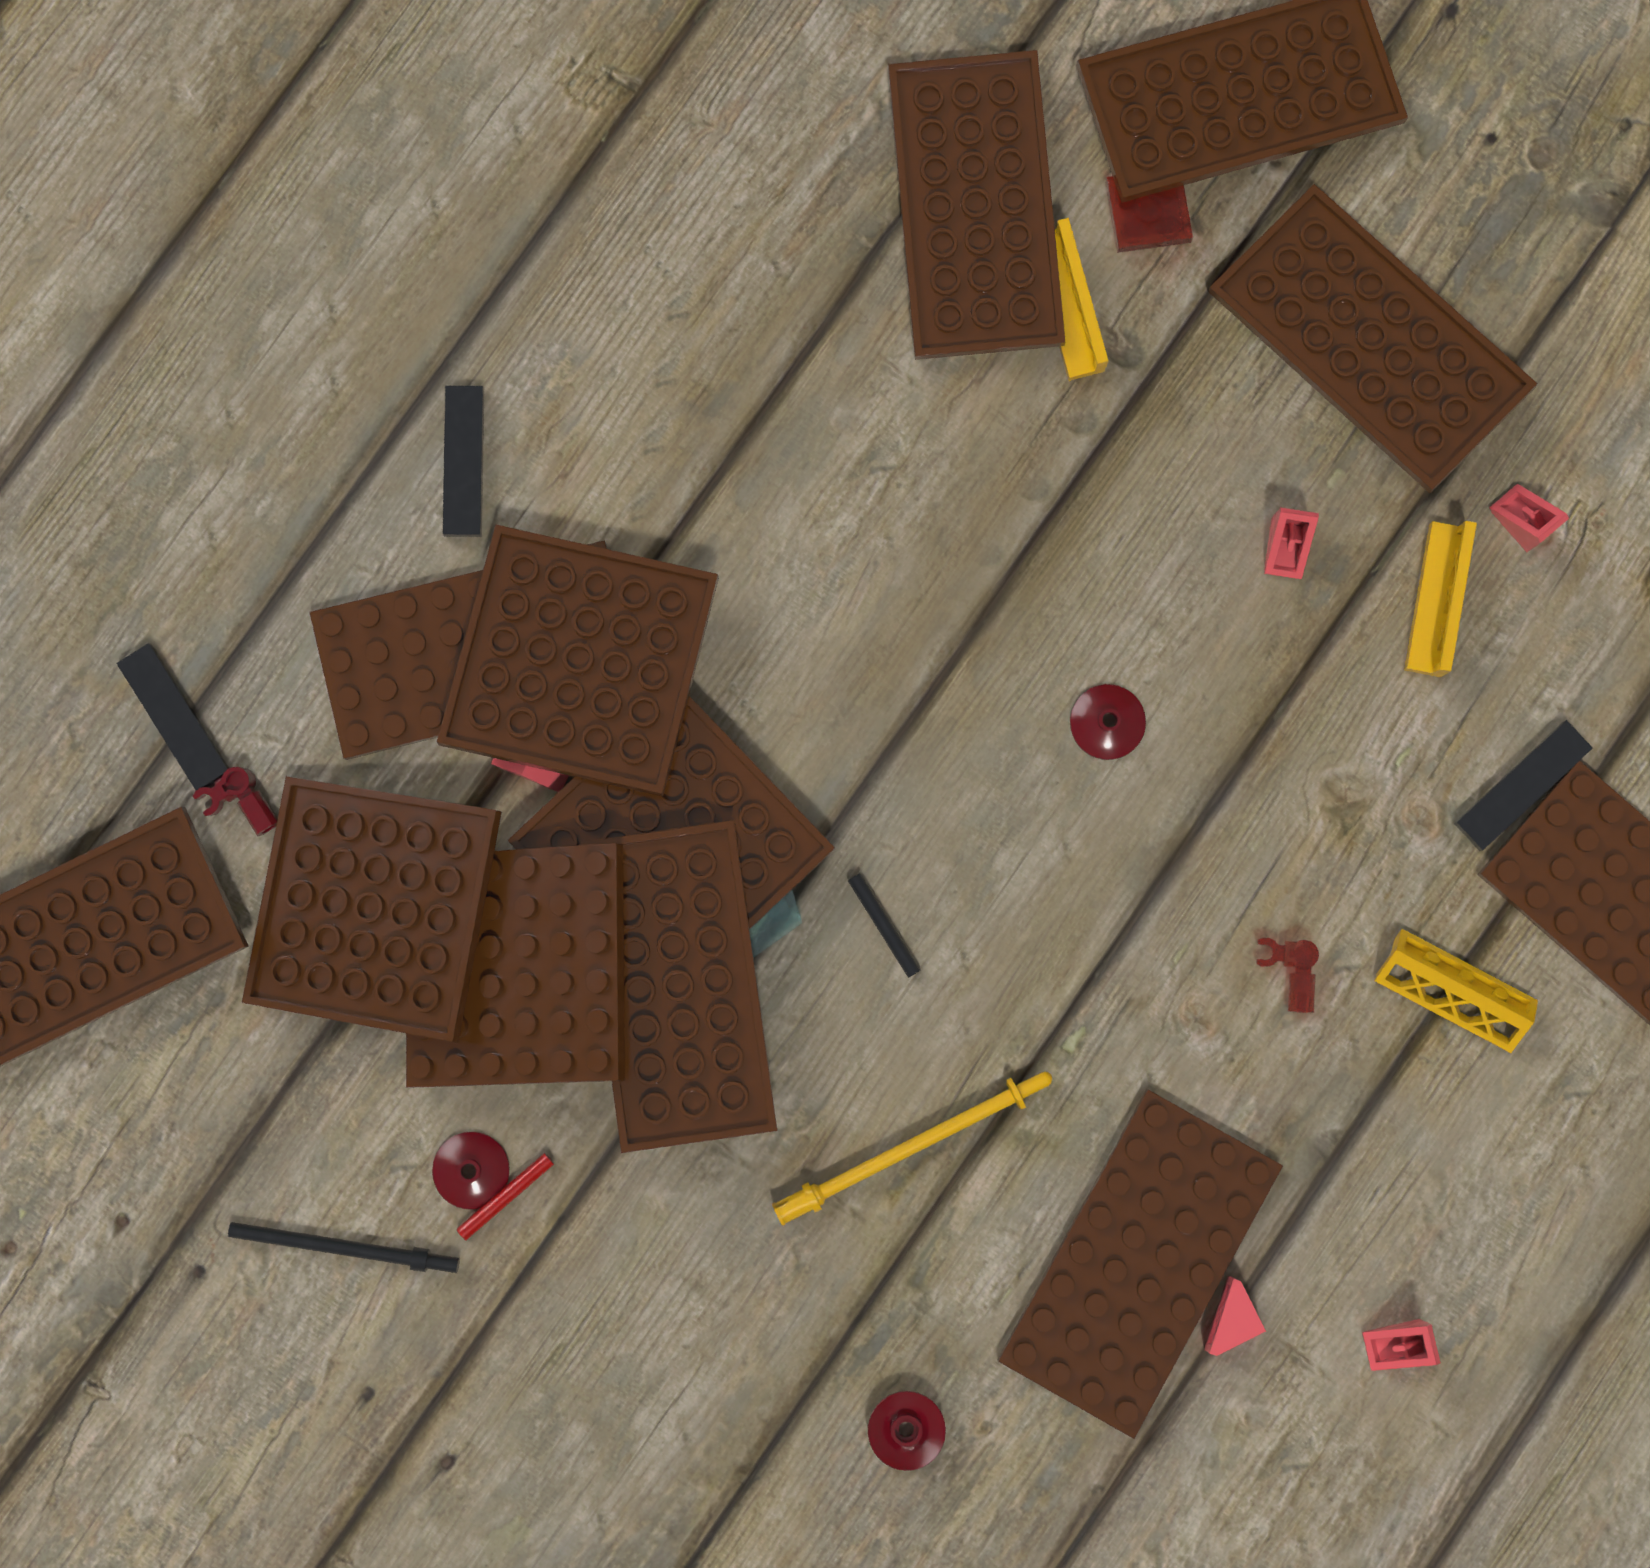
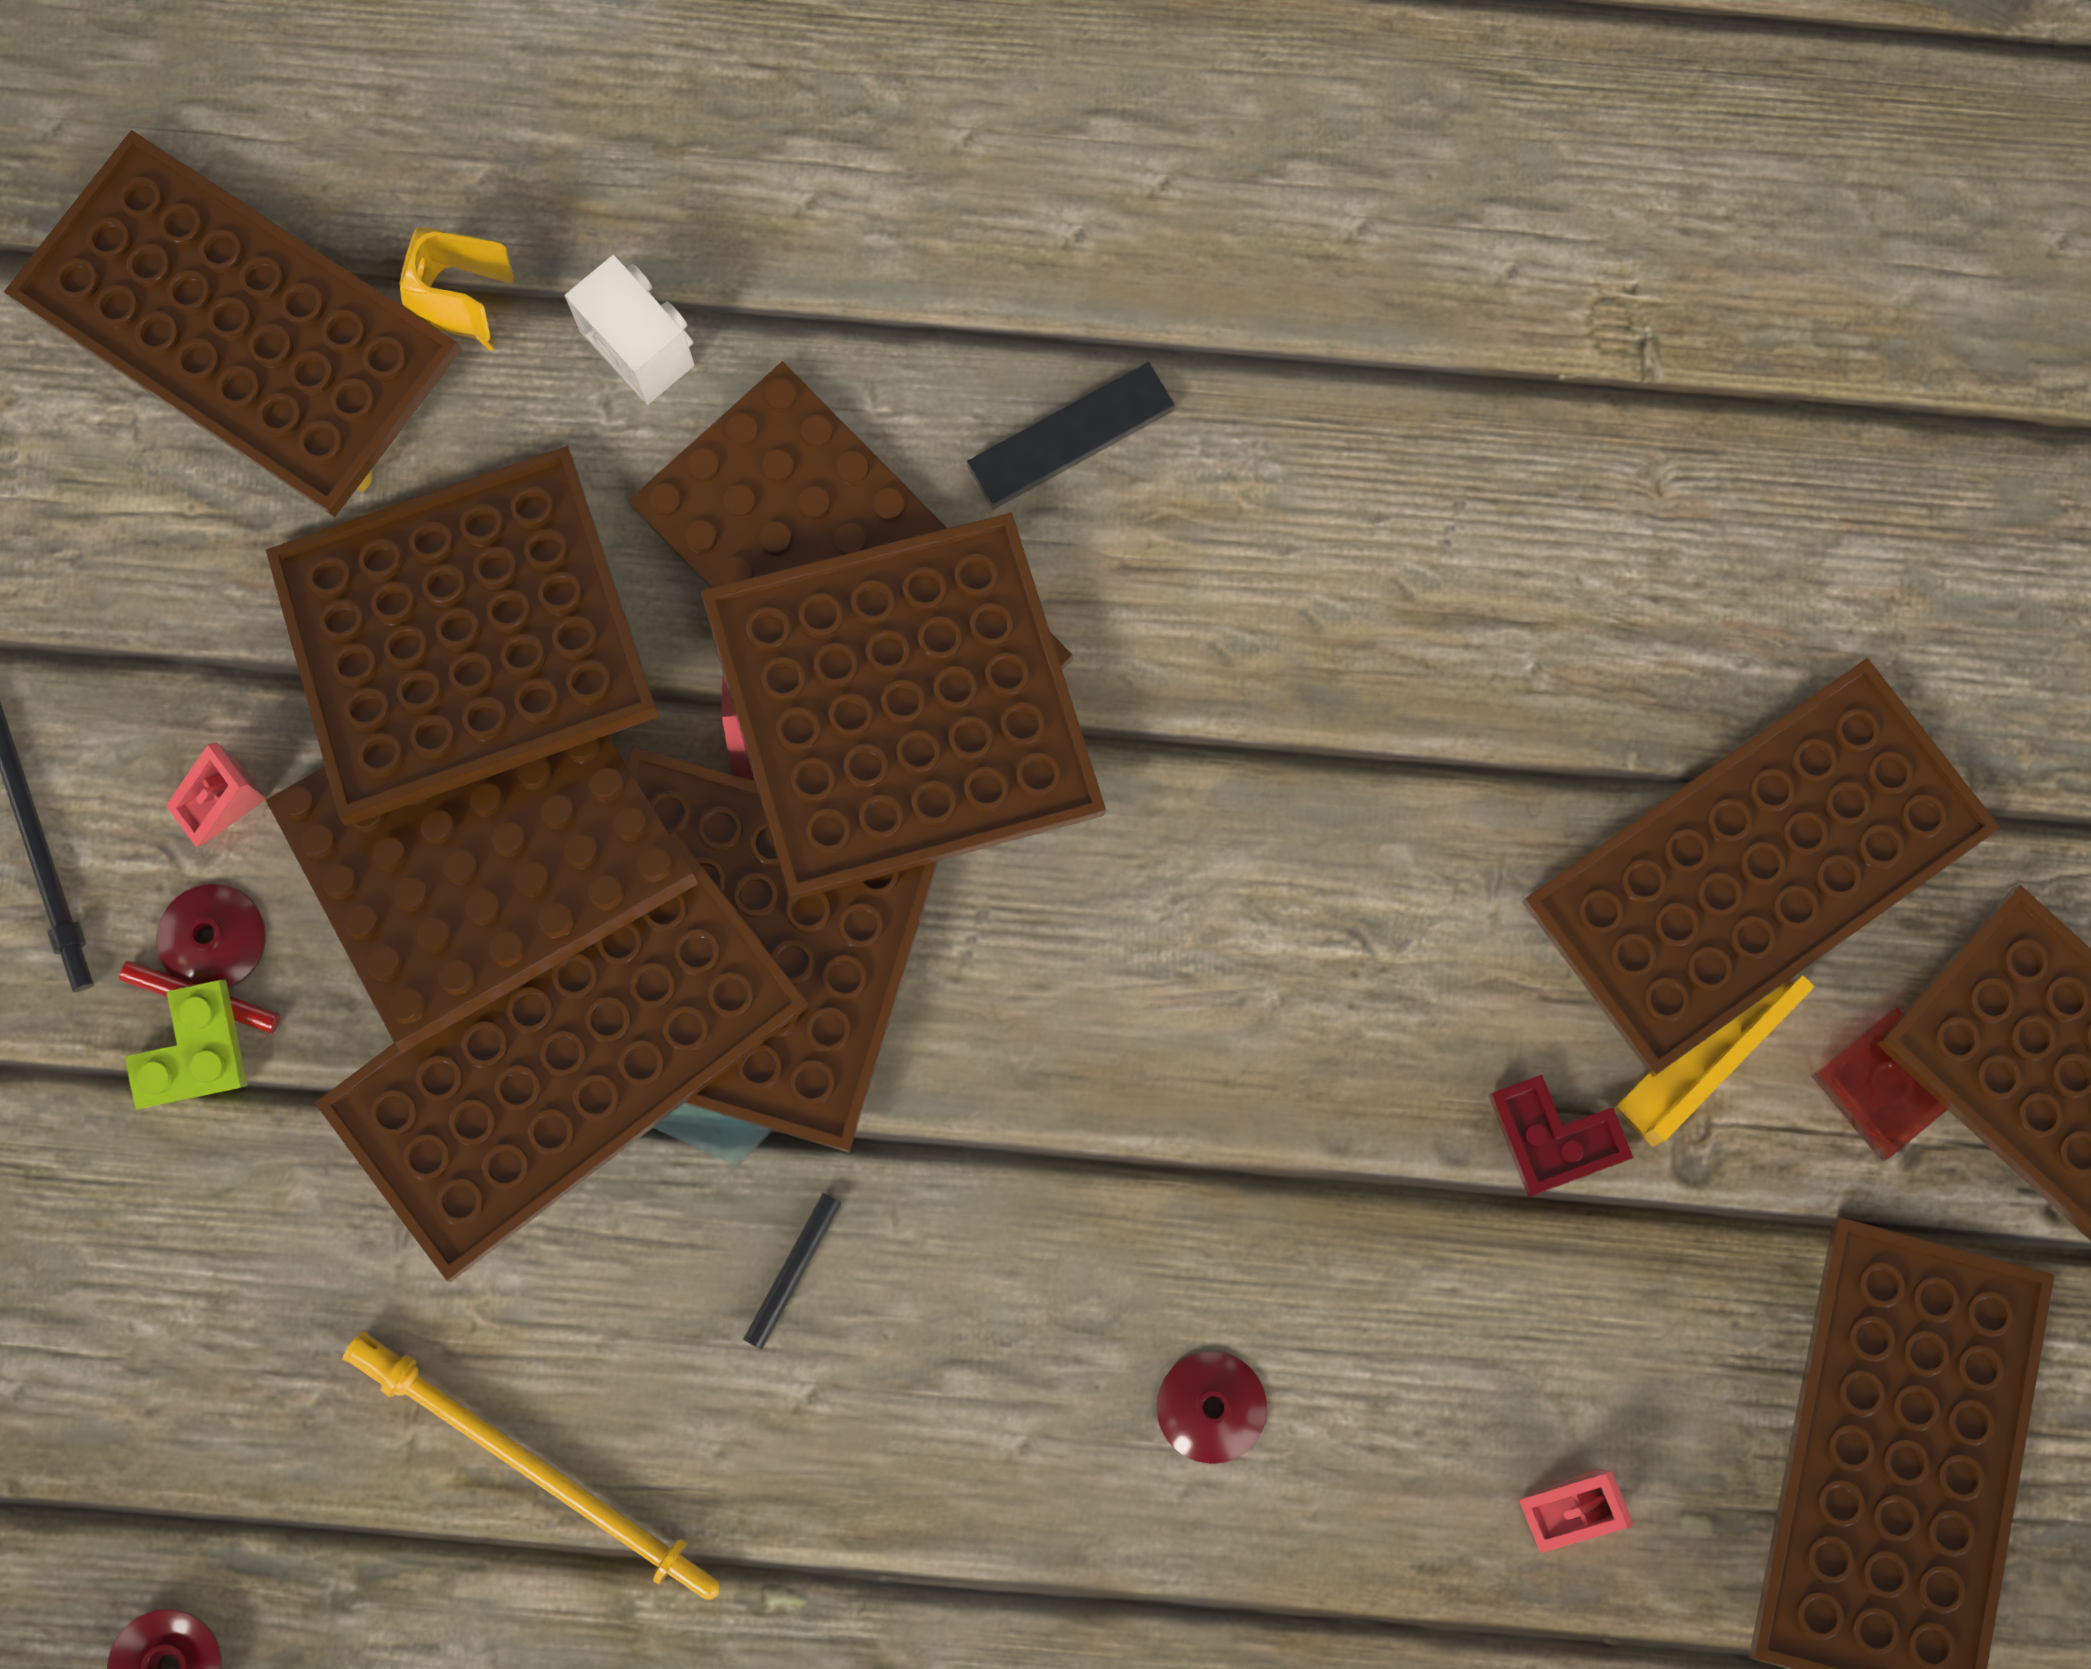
camera: 60 degrees right, 5 degrees down
(153, 803) = (446, 310): none -> yellow piece
(173, 716) = (584, 244): black tile -> none
(235, 692) = (631, 328): none -> white brick
(240, 784) = (529, 401): dark red bar -> none
(383, 1121) = (213, 795): none -> coral slope
(546, 1212) = (205, 1053): none -> lime plate
(1073, 433) = (1546, 1150): none -> dark red plate

